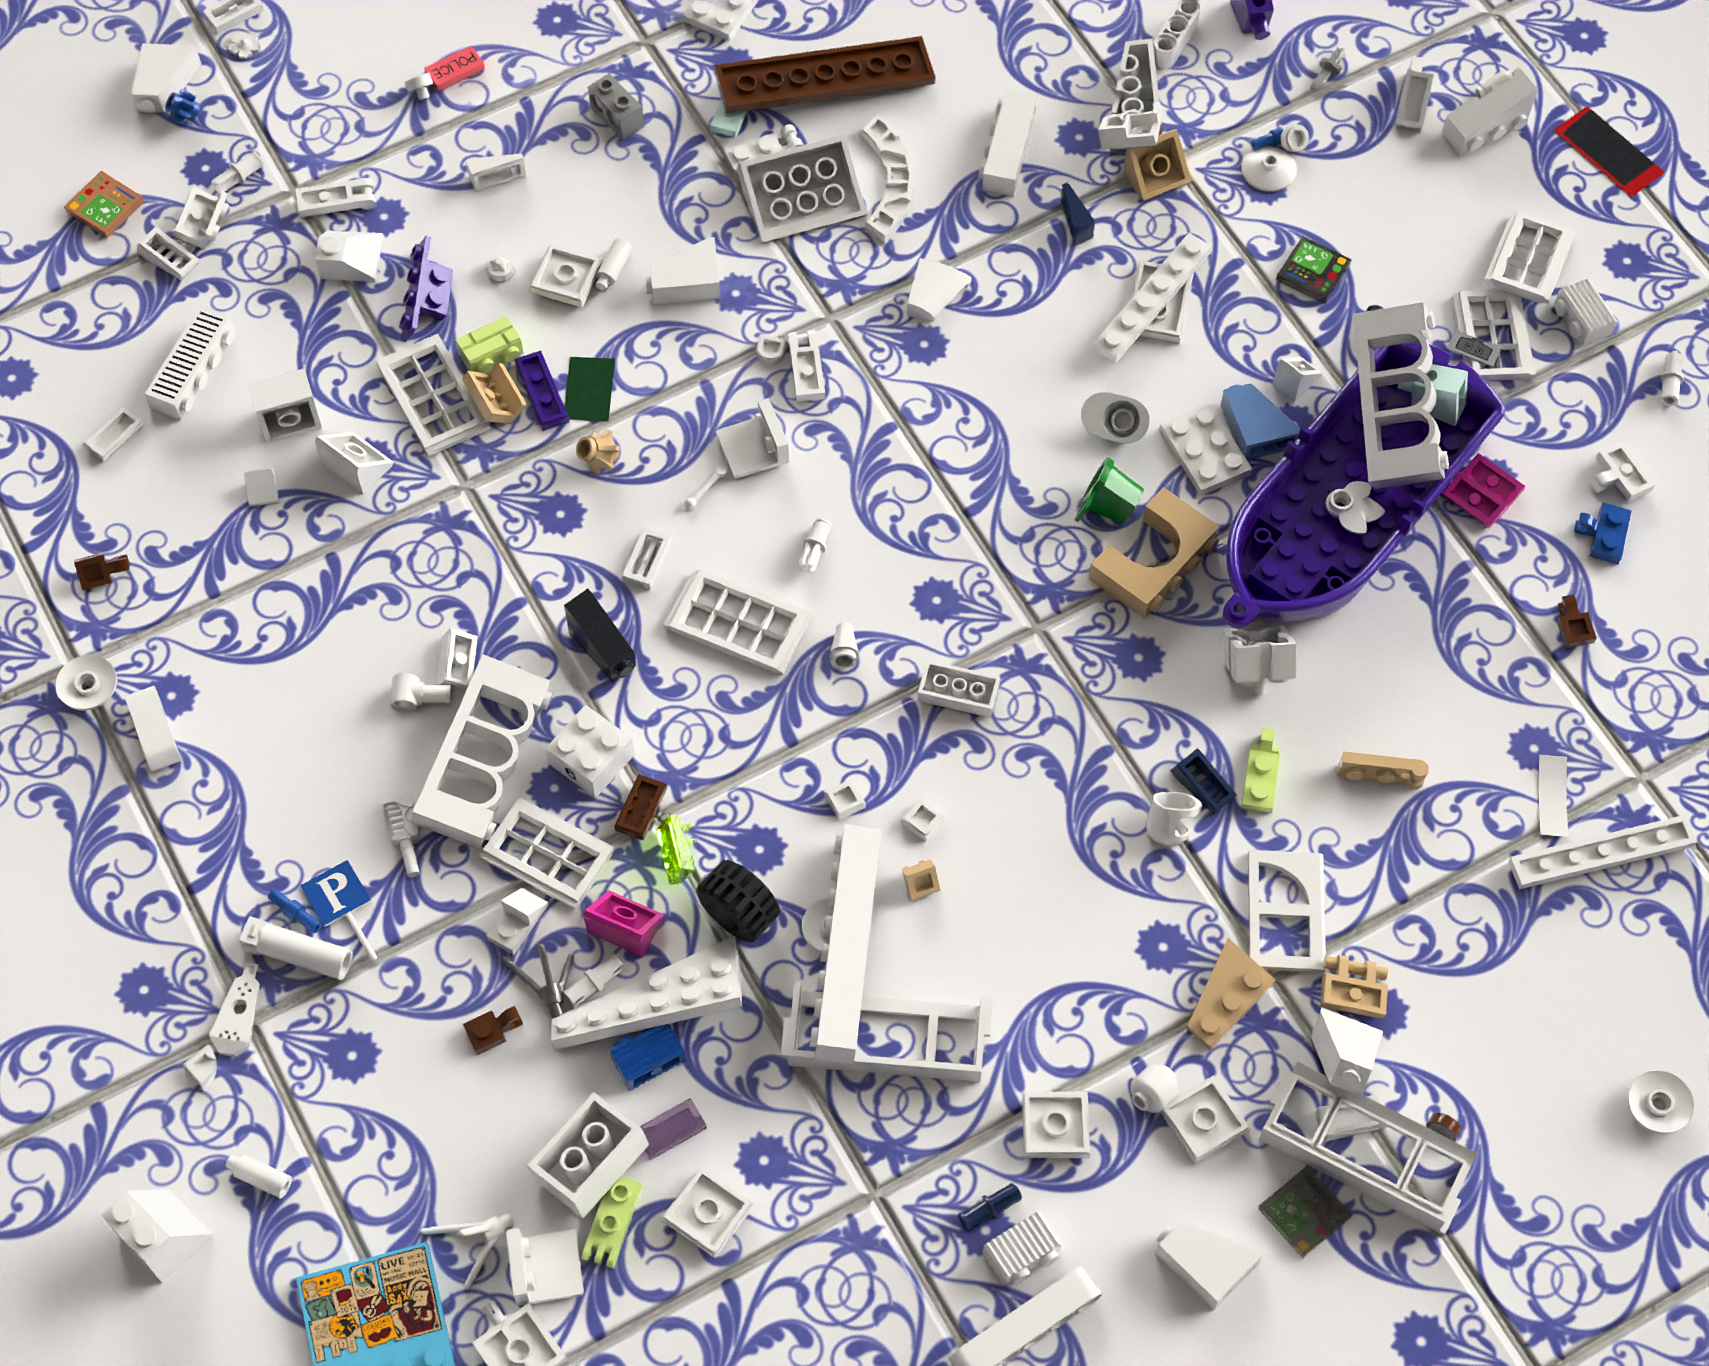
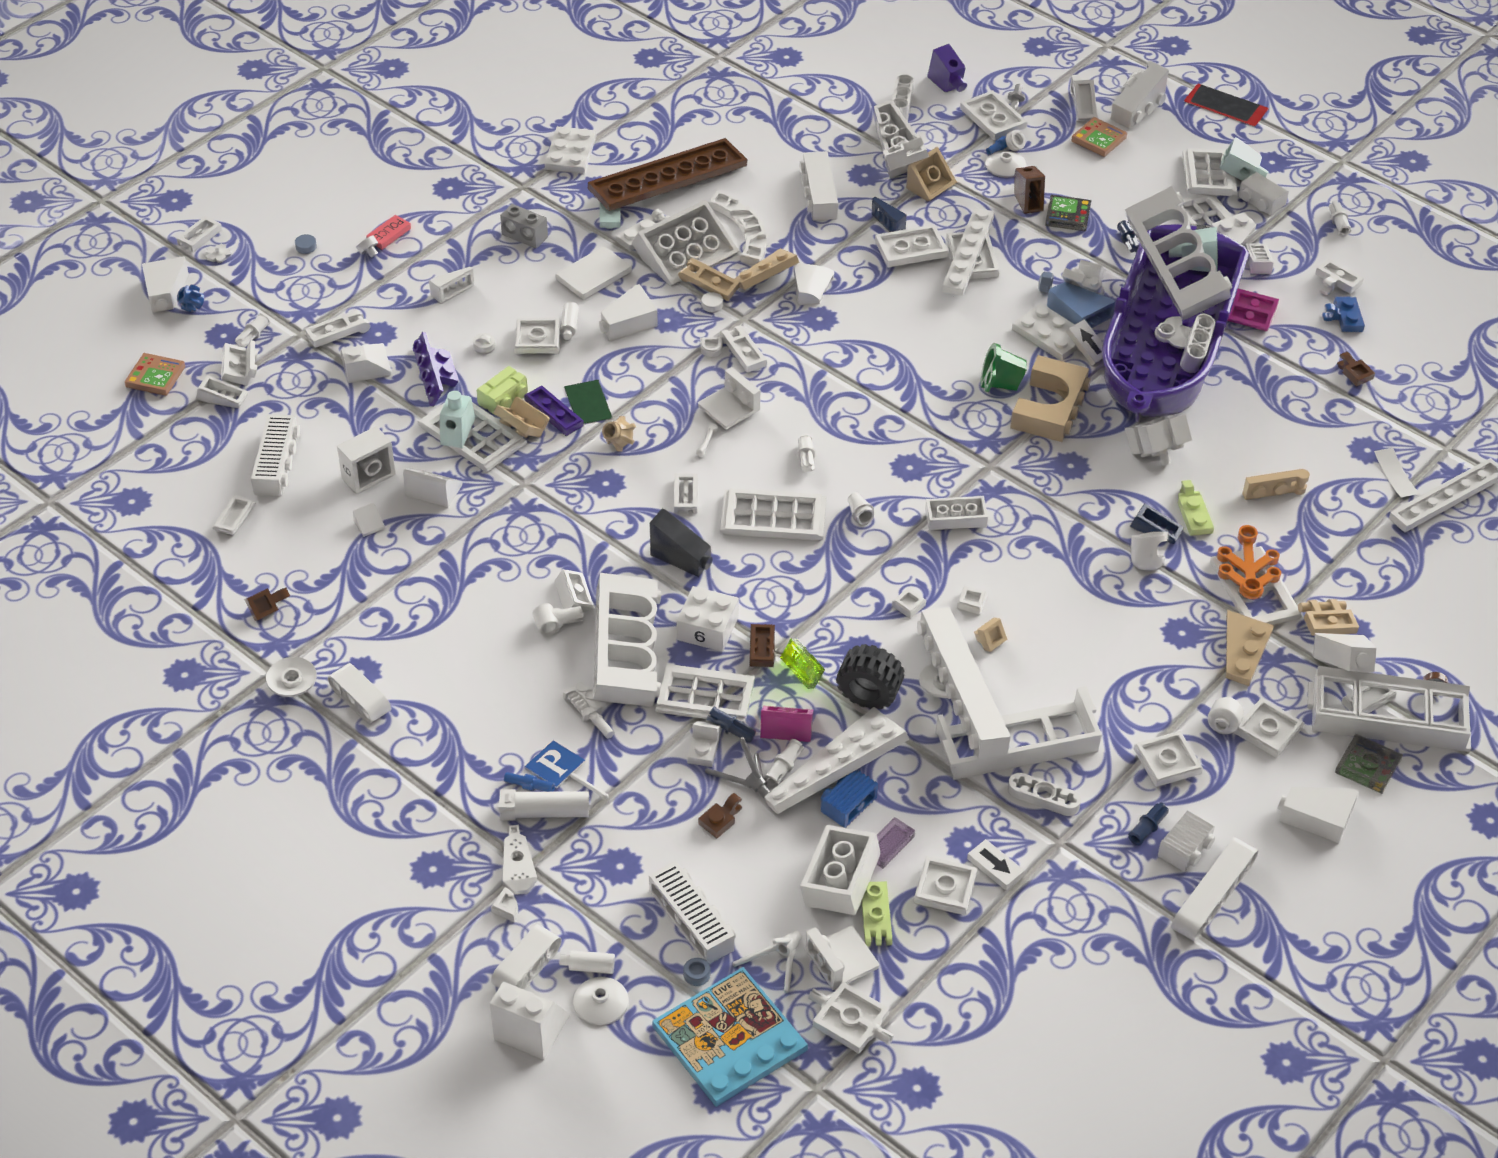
camera: 20 degrees left, 15 degrees down
(190, 1150) = (527, 958): none -> white beam
(258, 1242) = (600, 1010): none -> white dish
(350, 59) = (305, 243): none -> sand blue tile
(375, 1228) = (696, 971): none -> sand blue tile
(399, 1150) = (692, 912): none -> white brick
(410, 379) = (456, 410): none -> light aqua torso
(555, 907) = (731, 724): none -> dark blue axle
(674, 197) = (593, 272): none -> white tile
(781, 1201) = (995, 864): none -> white tile
(799, 283) = (712, 302): none -> white tile
(808, 250) = (709, 279): none -> tan plate
(872, 1101) = (1059, 806): none -> white beam
(885, 253) = (766, 268): none -> tan wing
(1085, 267) = (911, 245): none -> white plate
(1115, 417) = (982, 323): white piece -> none
(1231, 372) = (1045, 282): none -> sand blue tile
(1238, 477) = (1086, 341): none -> white tile
(1271, 389) = (1078, 278): none -> white plate
(1276, 210) = (1029, 182): none -> reddish brown torso
(1285, 89) = (993, 115): none -> white plate
(1288, 882) = (1250, 586): none -> orange plant
(1377, 526) = (1197, 343): none -> white beam
(1411, 159) = (1099, 136): none -> nougat tile
(1515, 362) = (1236, 227): none -> white wing
(1528, 426) = (1259, 259): none -> white slope
(1577, 256) = (1241, 161): none -> light aqua torso

